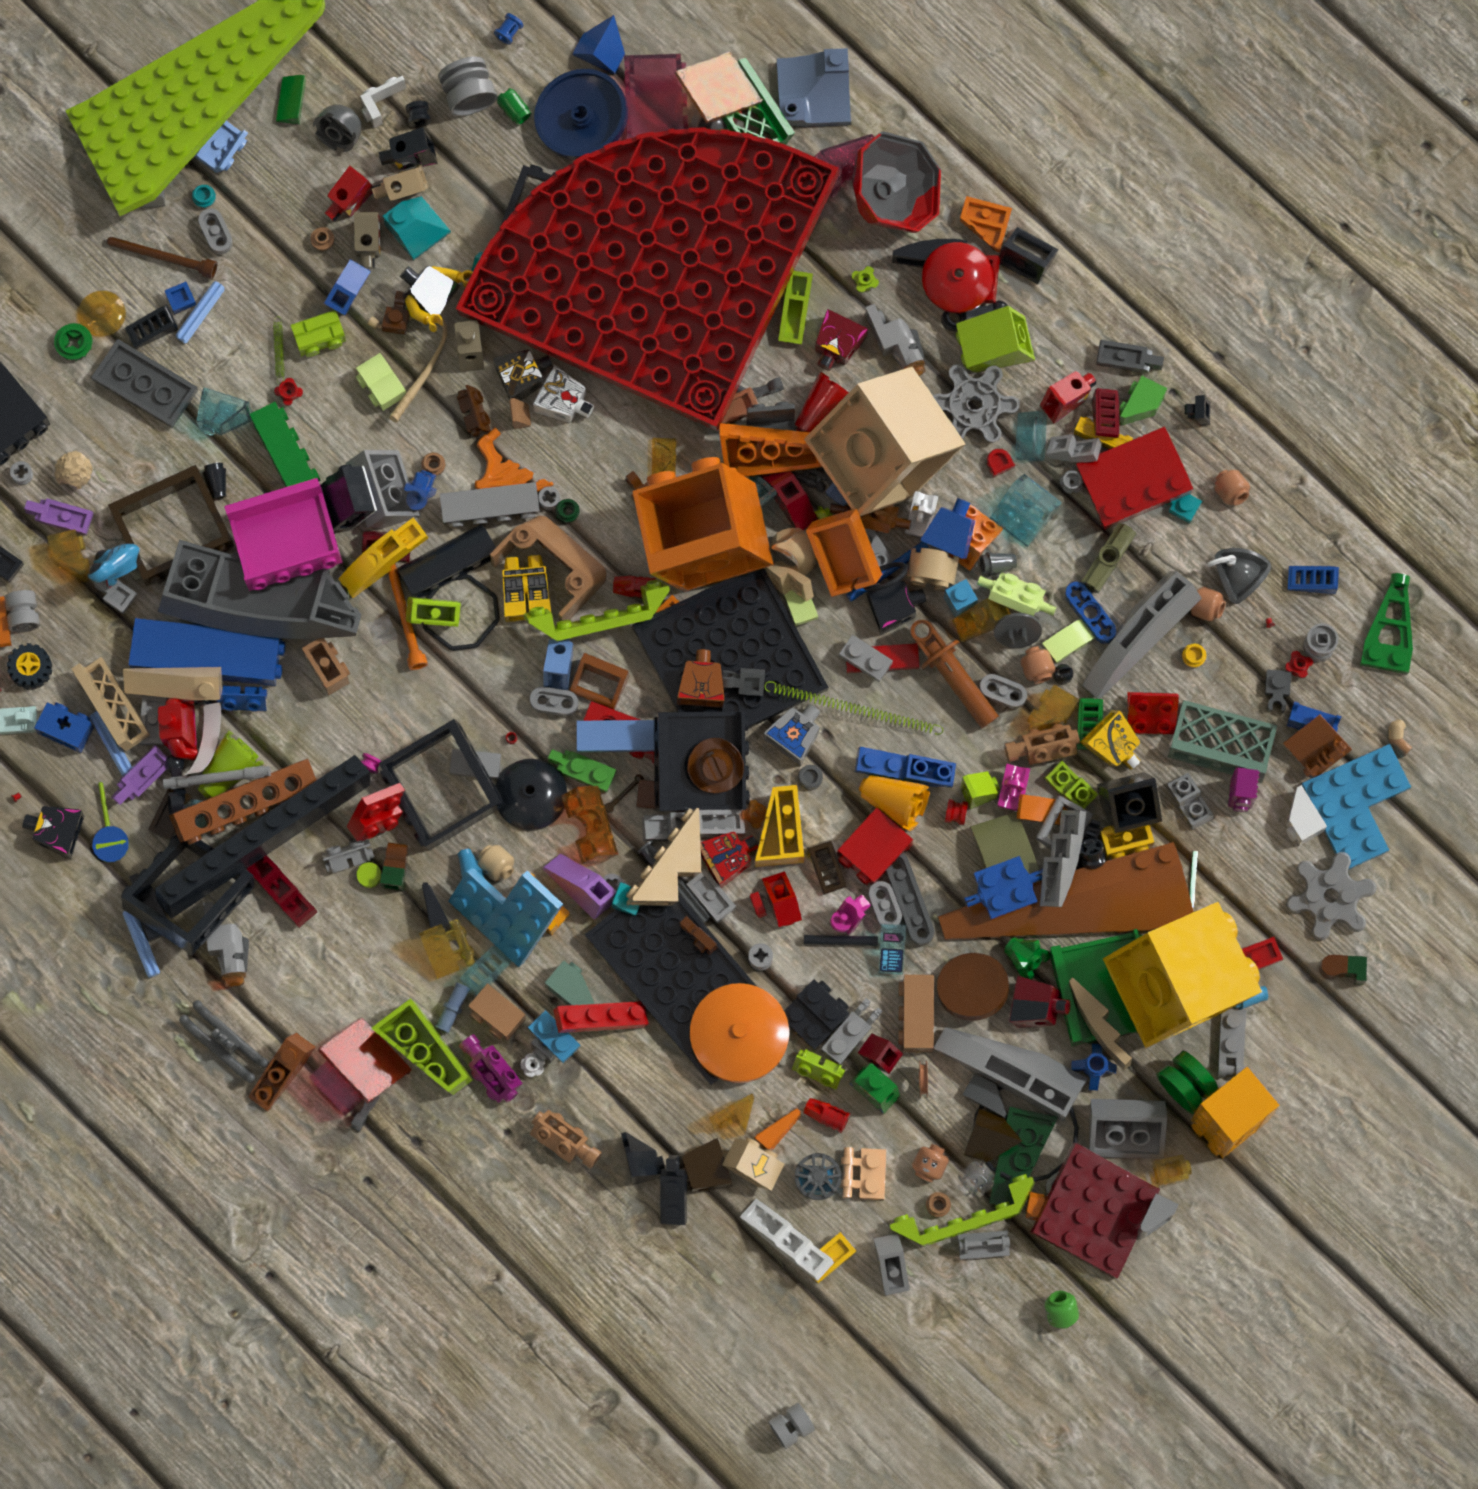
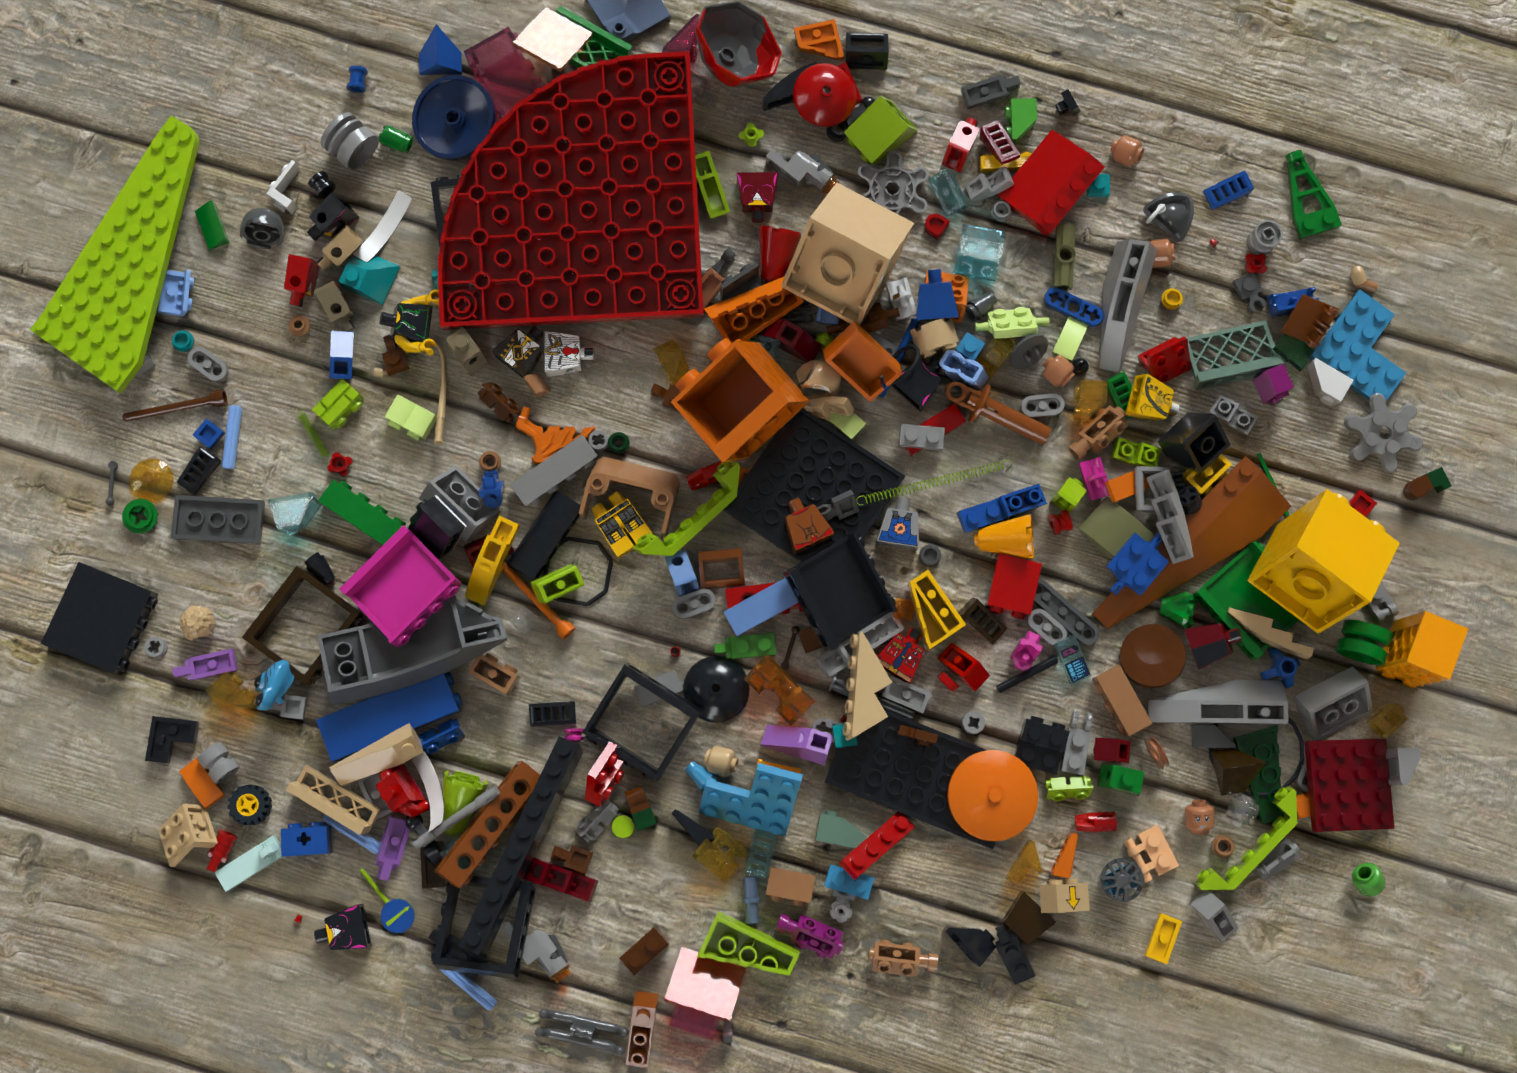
camera: 30 degrees left, 5 degrees up
(73, 281) = (113, 466): none -> dark grey hinge
(306, 880) = (575, 859): none -> reddish brown plate
(324, 999) = (644, 950): none -> reddish brown brick
(346, 717) = (533, 714): none -> black slope
(456, 187) = (384, 228): none -> white sticker
(715, 765) = (855, 588): reddish brown hat -> none
(786, 1239) = (1123, 942): white slope -> none
(942, 614) = (963, 370): none -> light blue brick
(1284, 768) = (1293, 351): none -> clear green piece

